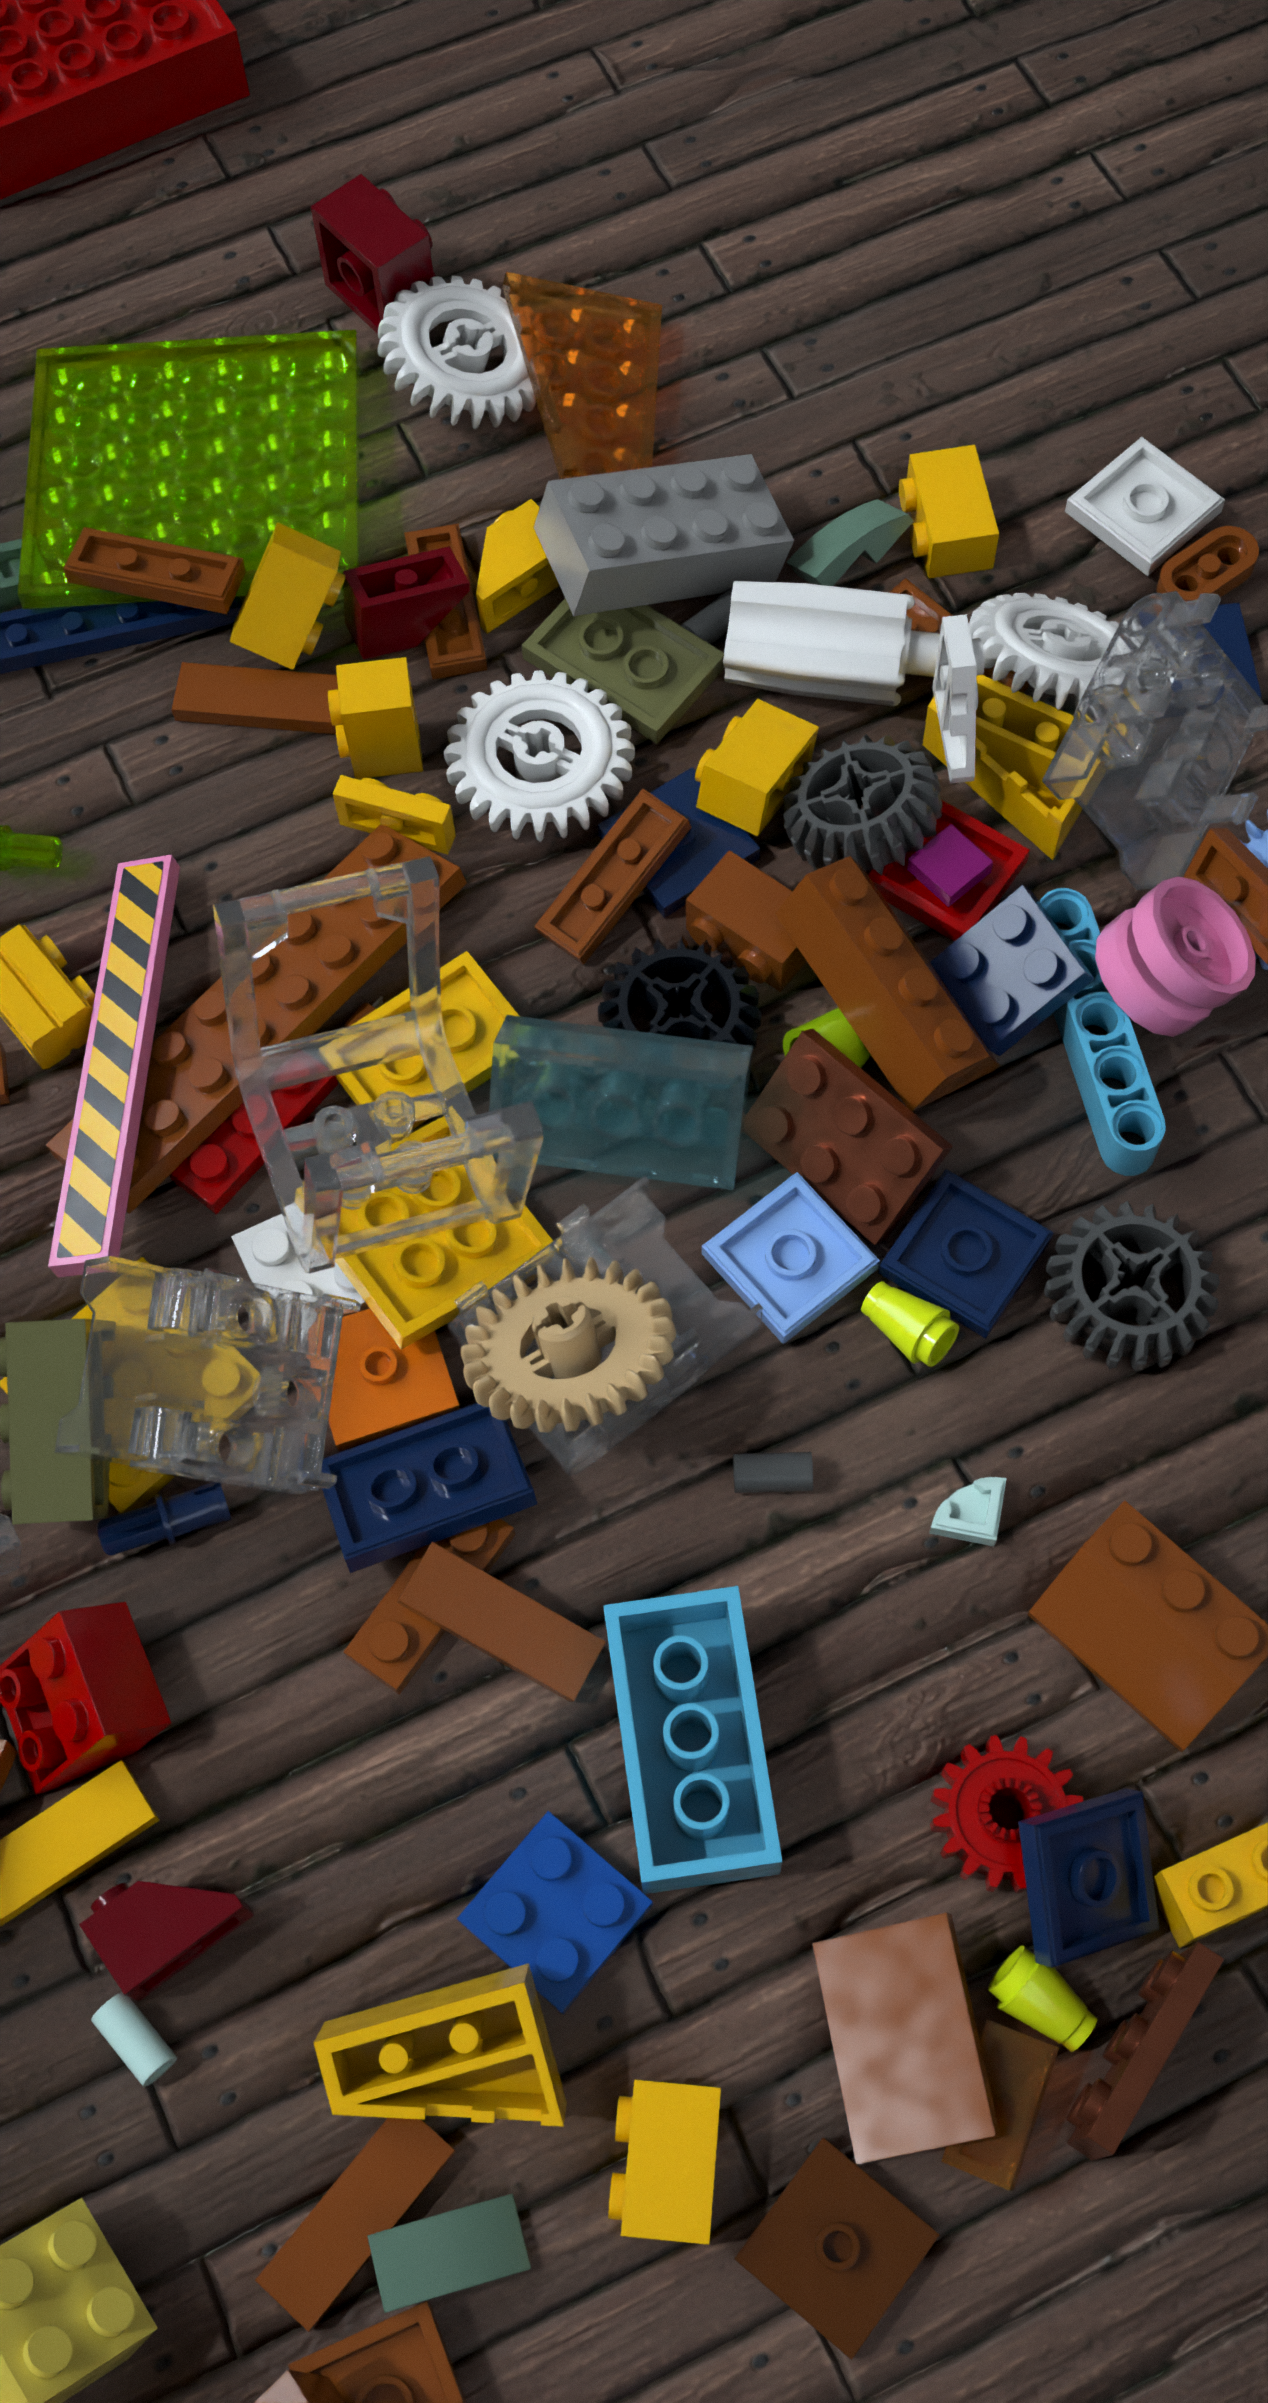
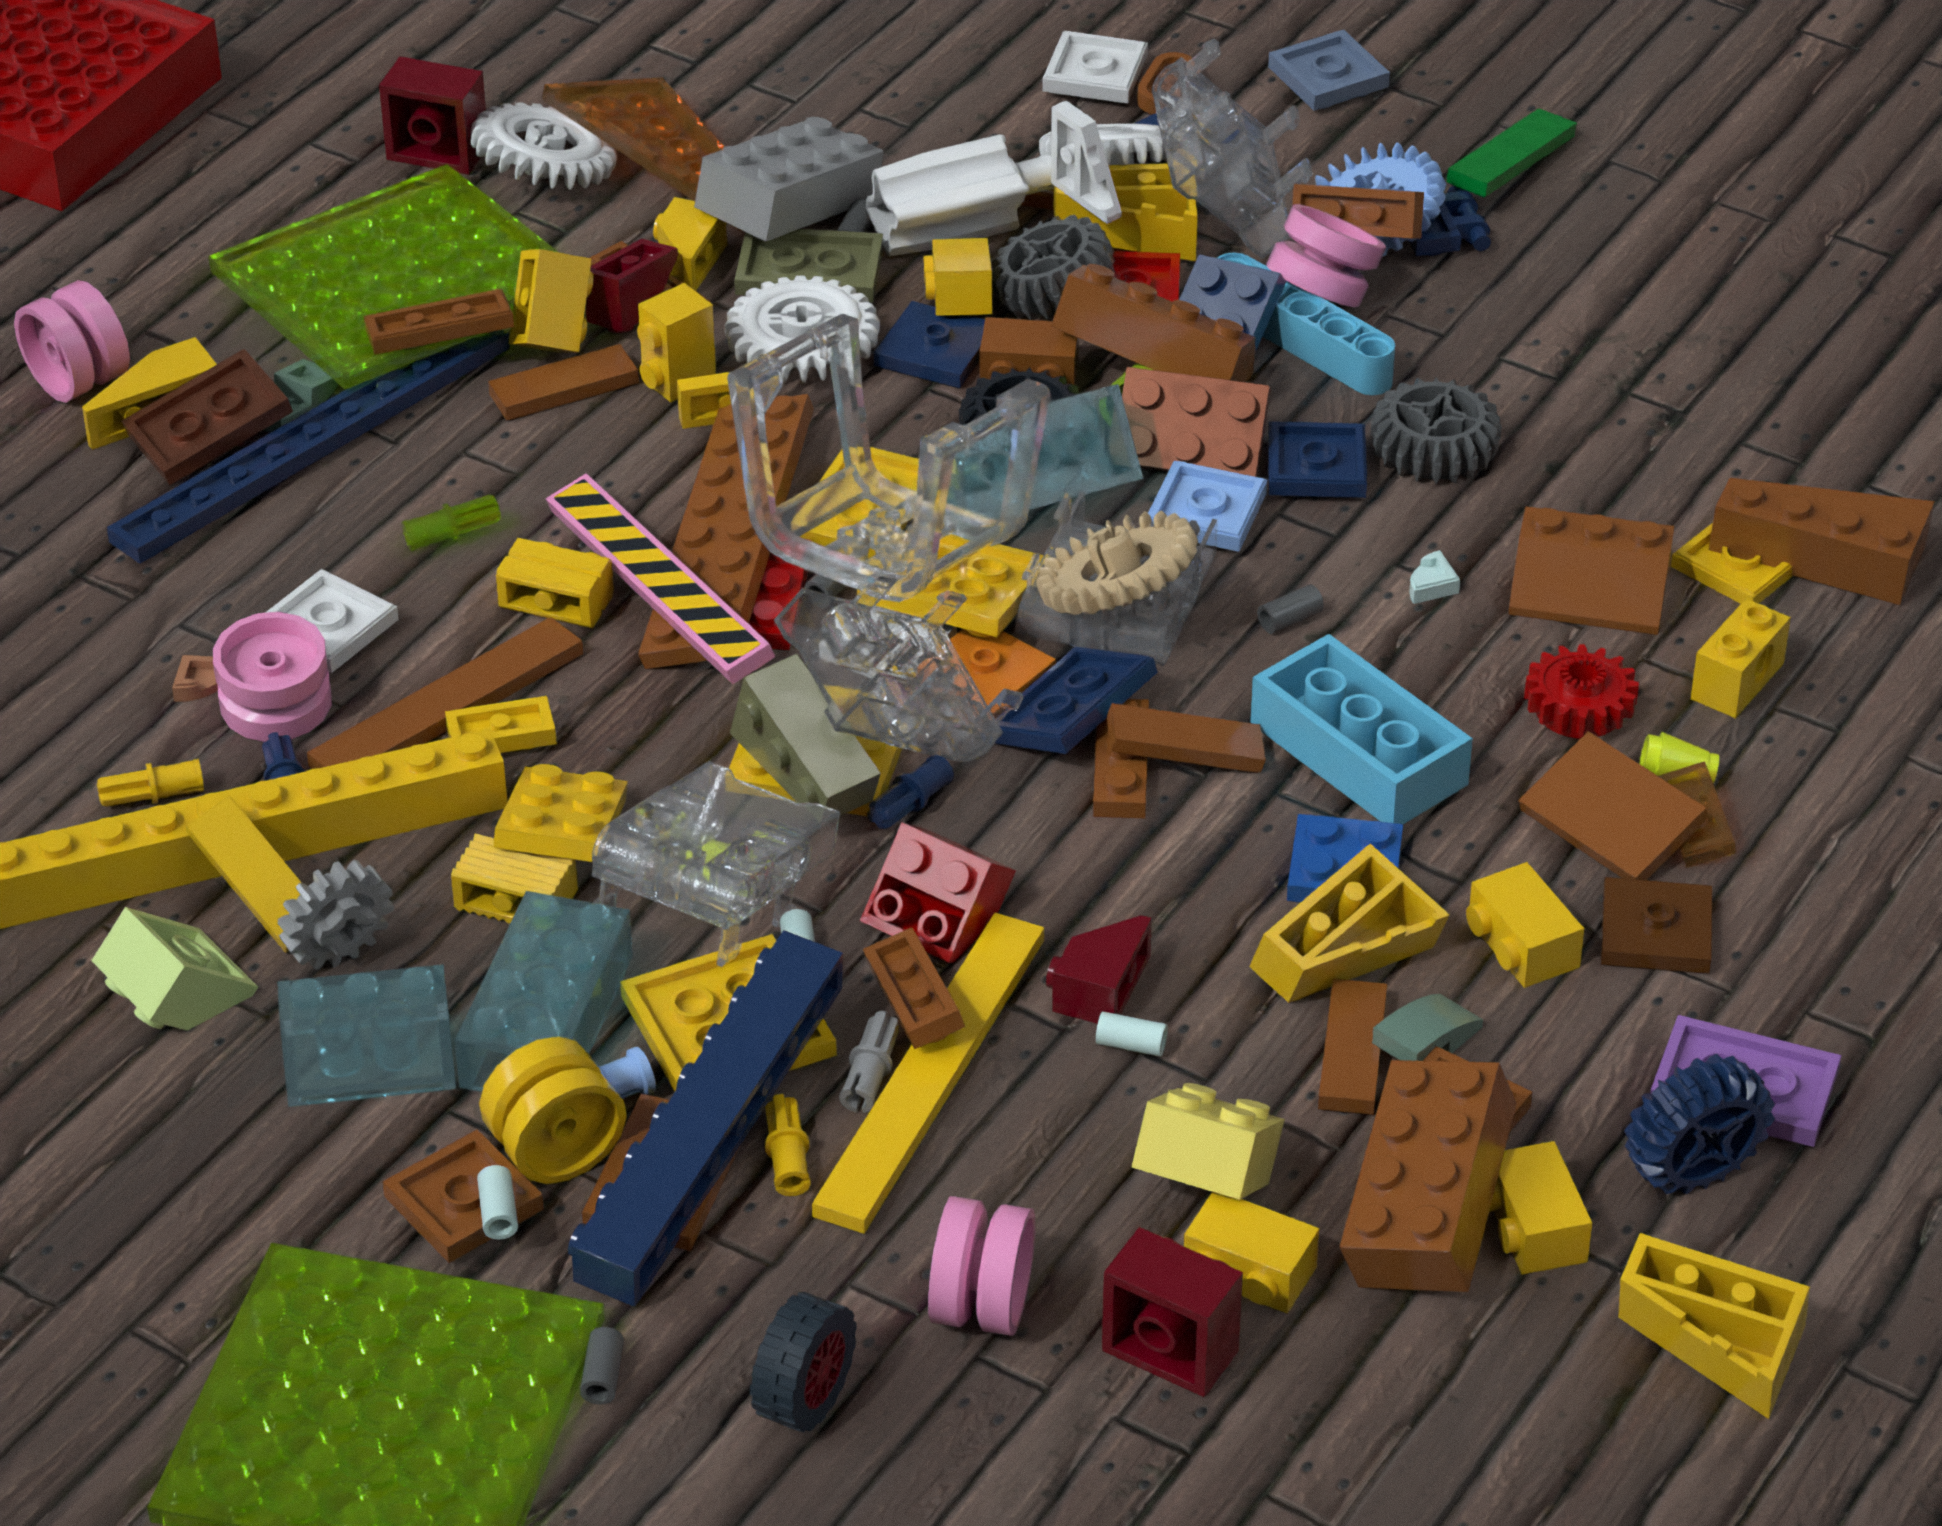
camera: 35 degrees left, 25 degrees down
(613, 876) = (911, 370): dark orange tile -> none
(861, 531) = (918, 139): sand green slope -> none
(911, 1324) = (1313, 503): neon yellow cone -> none
(949, 511) = (967, 108): yellow brick -> none
(949, 865) = (1140, 268): magenta tile -> none
(1088, 1877) = (1657, 679): dark blue plate -> none
(1141, 2050) = (1758, 741): copper plate -> none

